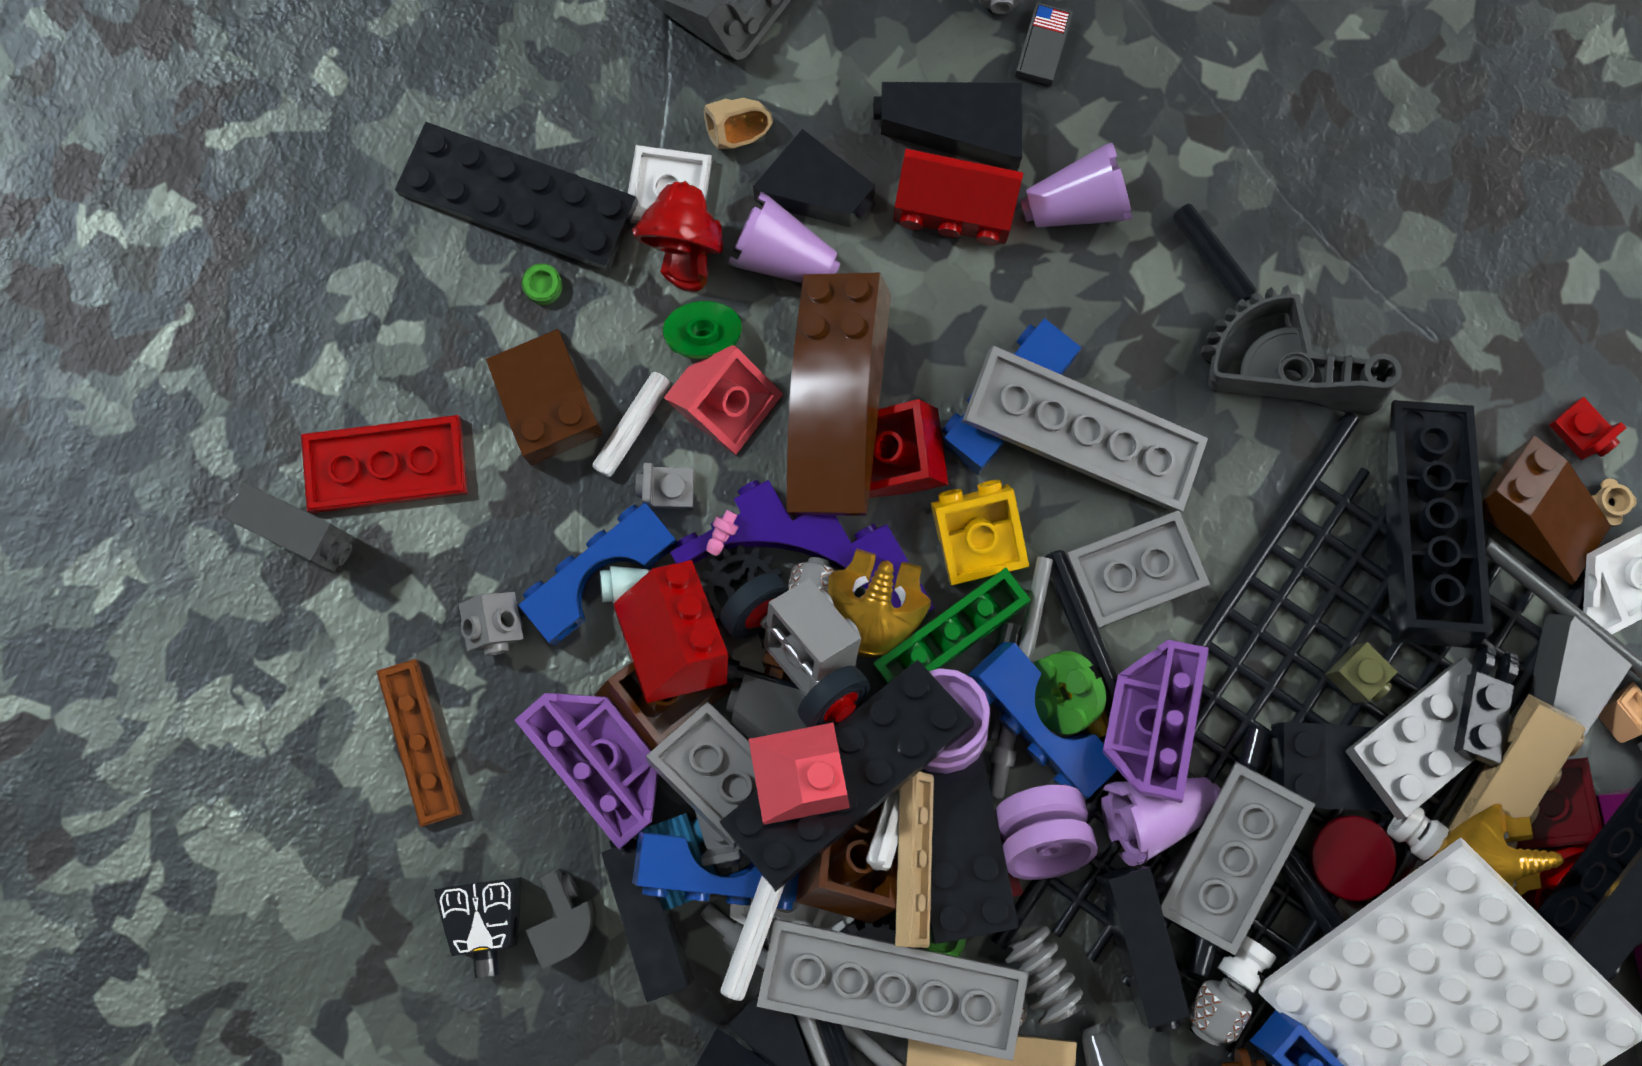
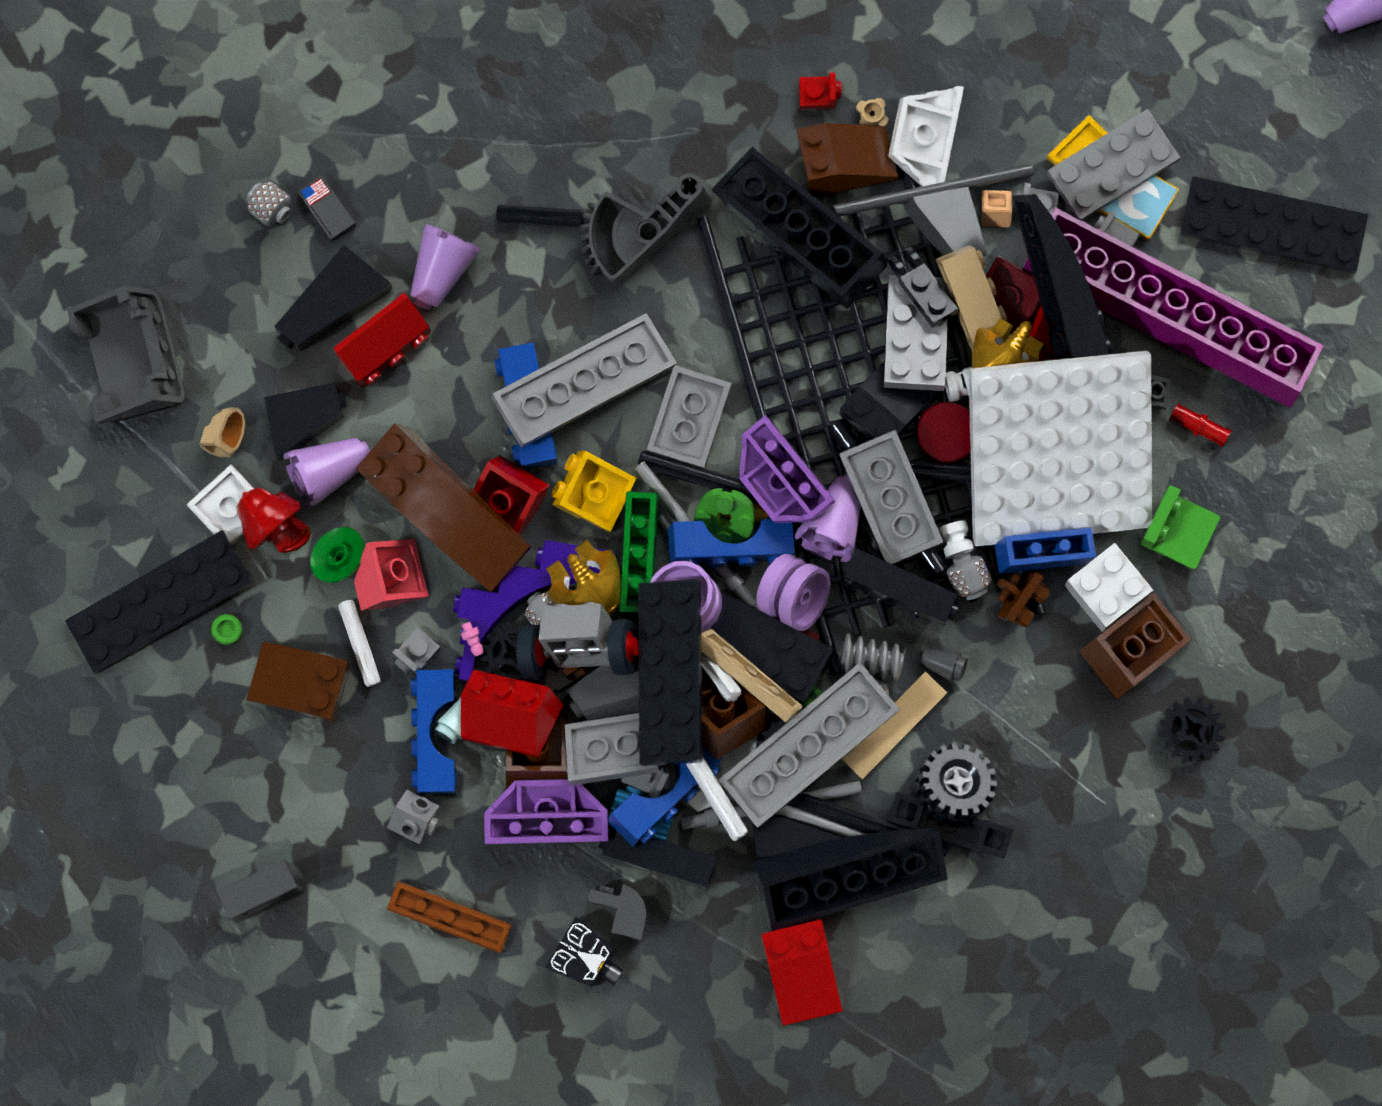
camera: 50 degrees left, 0 degrees up
(384, 464) = (262, 810): red tile -> none
(798, 773) = (648, 697): coral slope -> none
(1362, 674) = (851, 341): olive brick -> none

